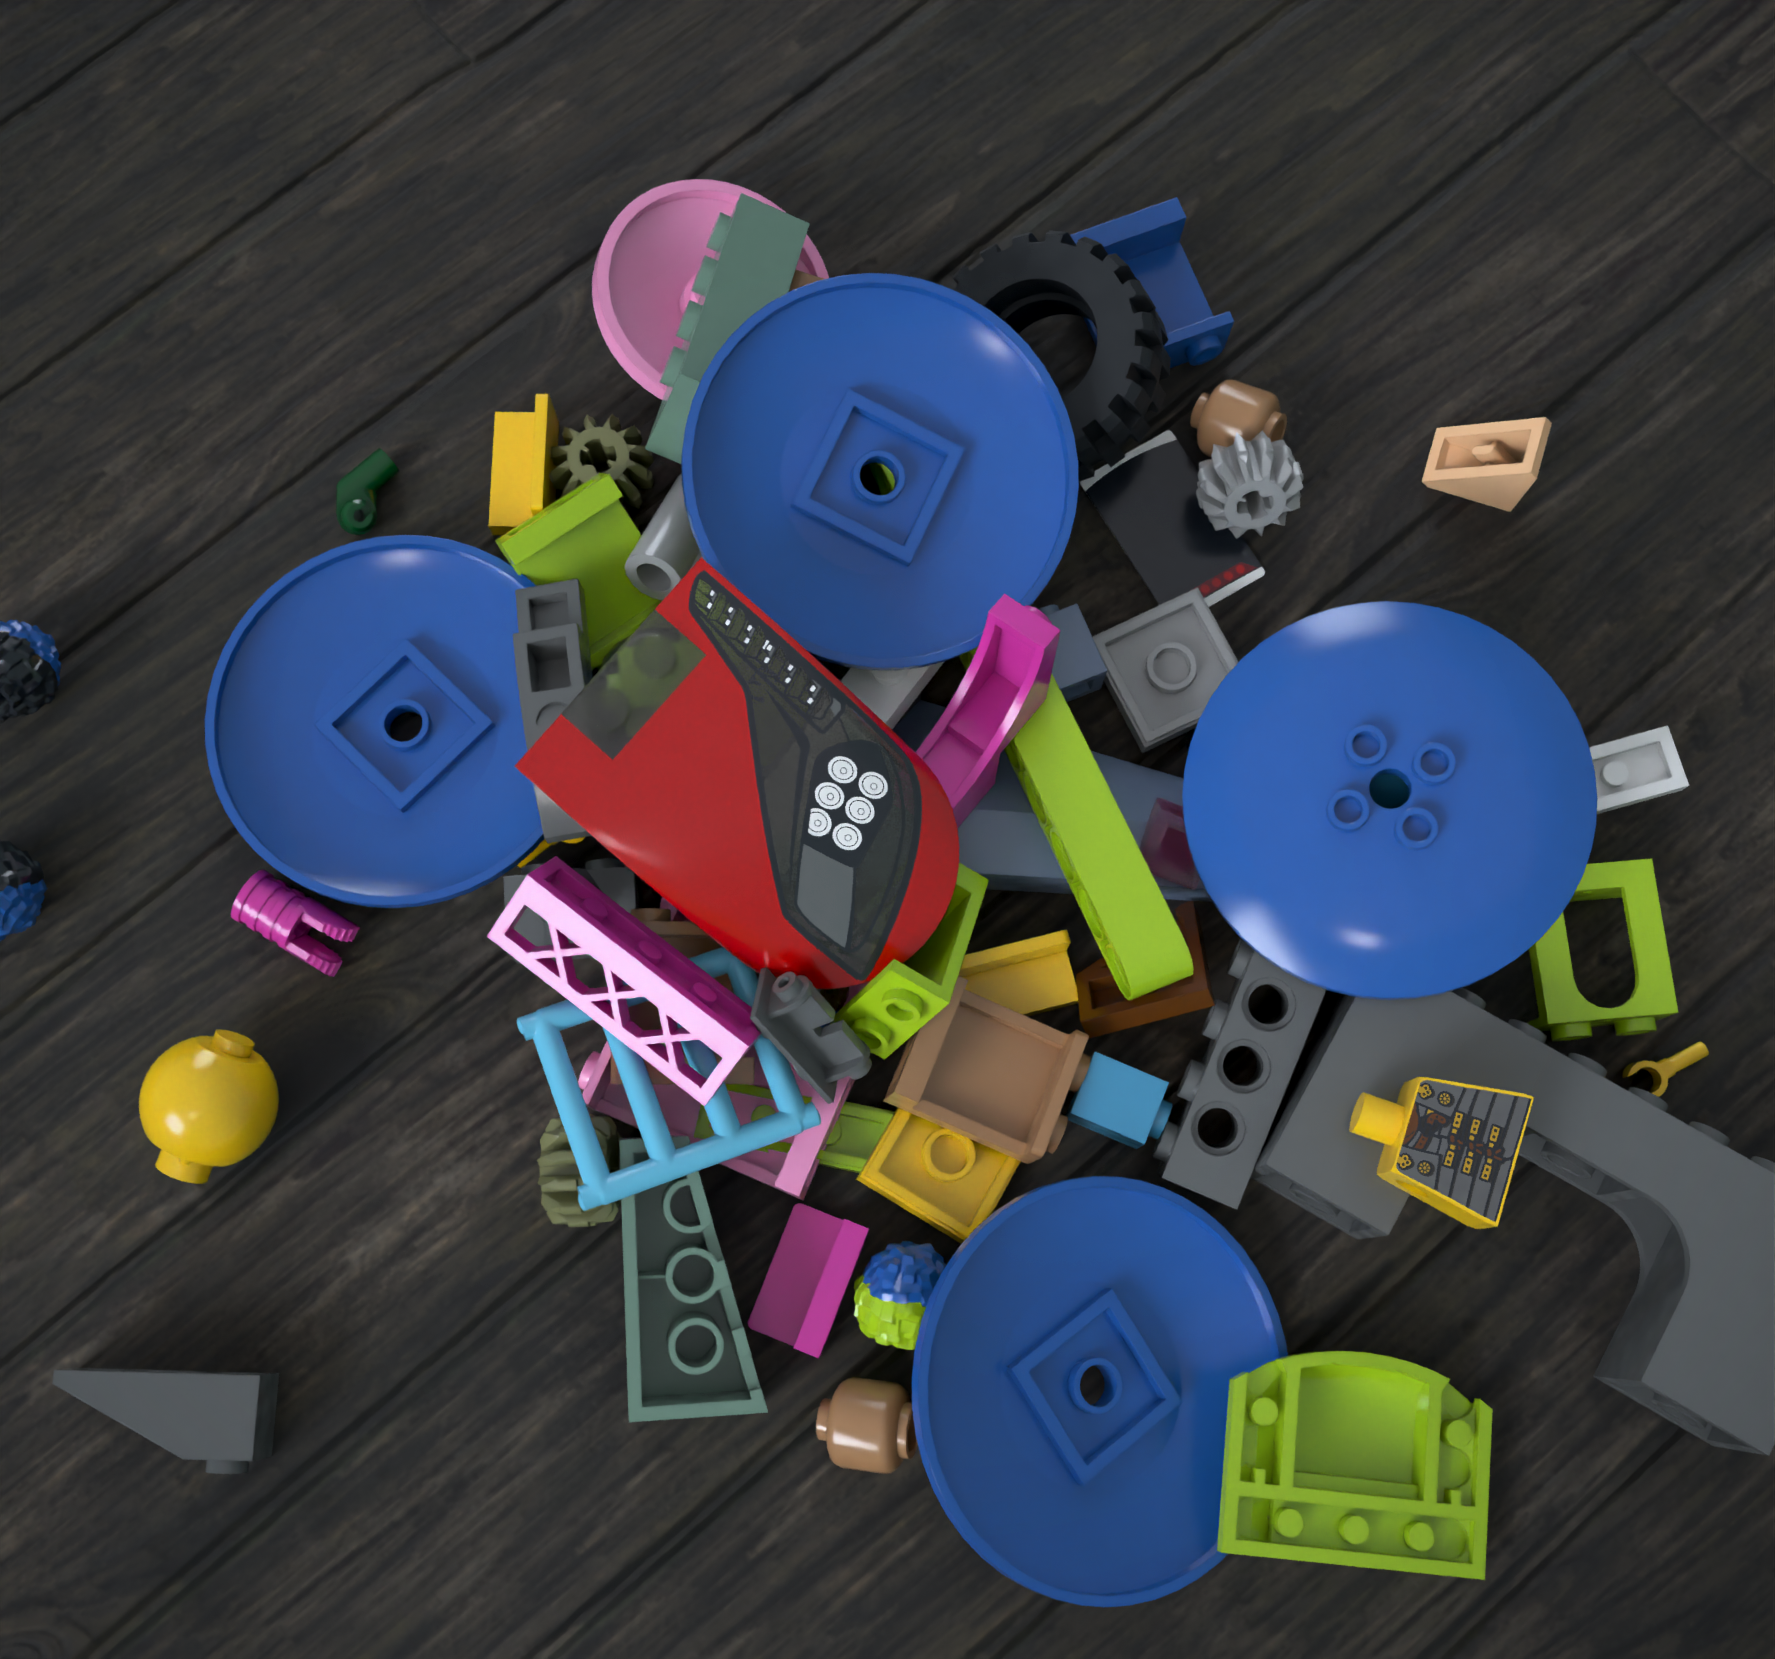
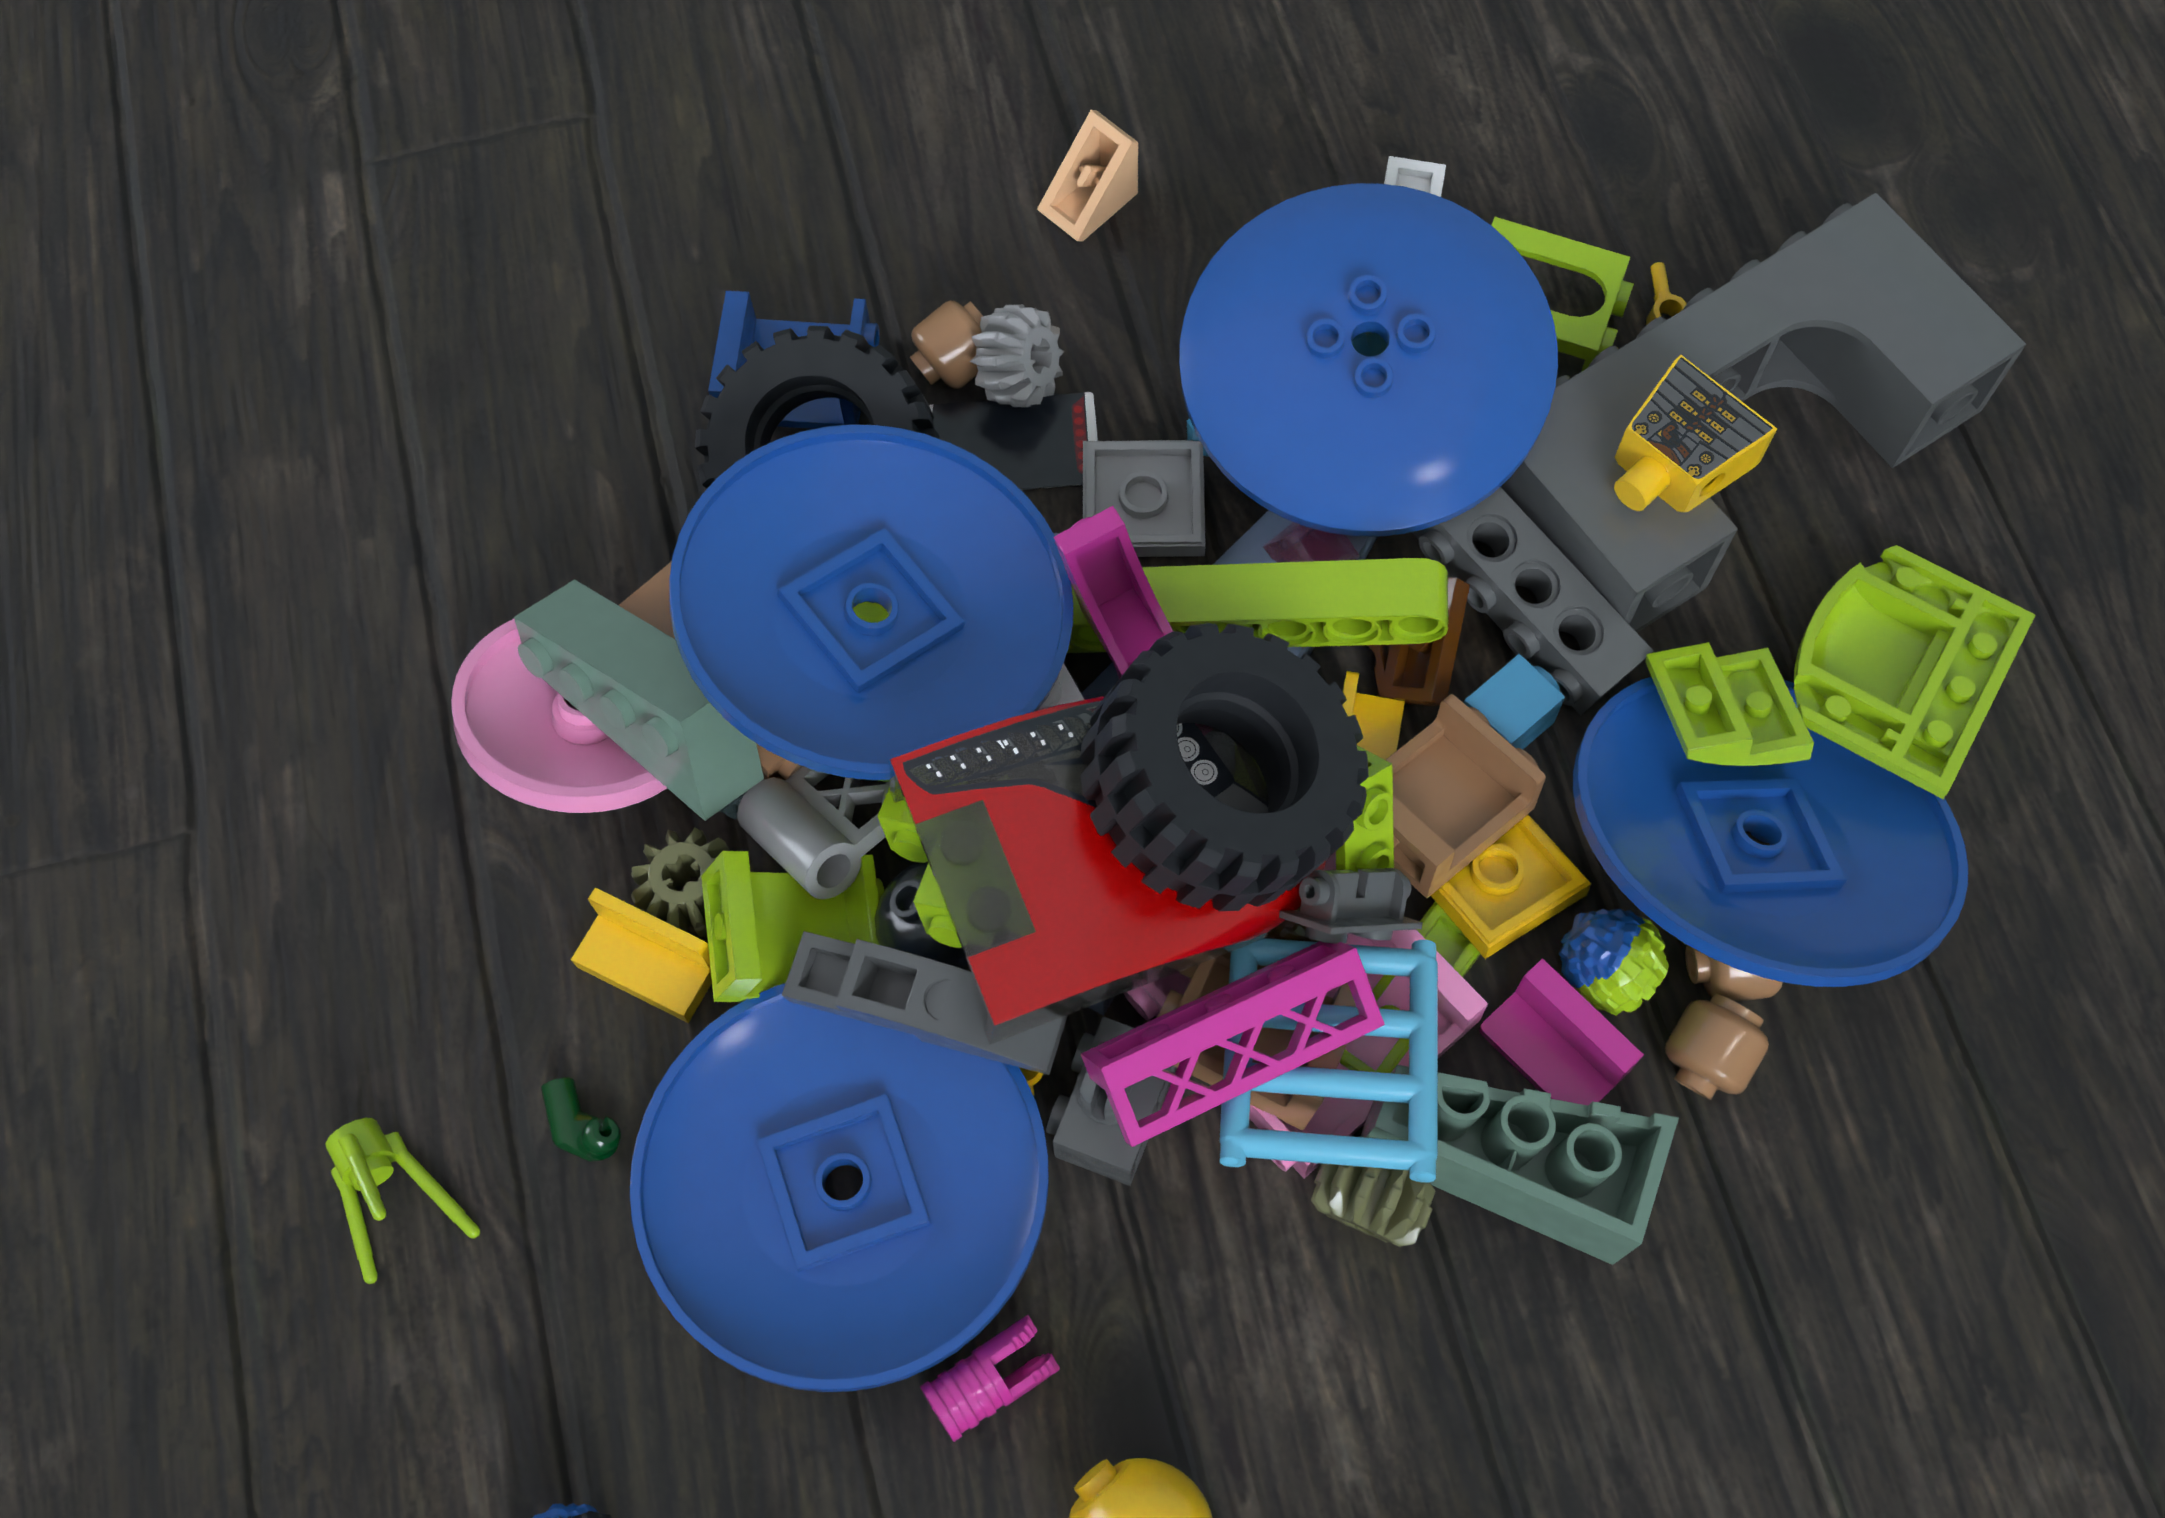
camera: 60 degrees left, 10 degrees down
(256, 346) = (362, 1163): none -> lime plant
(910, 904) = (1277, 713): none -> black tyre
(1211, 1304) = (1730, 706): none -> lime slope

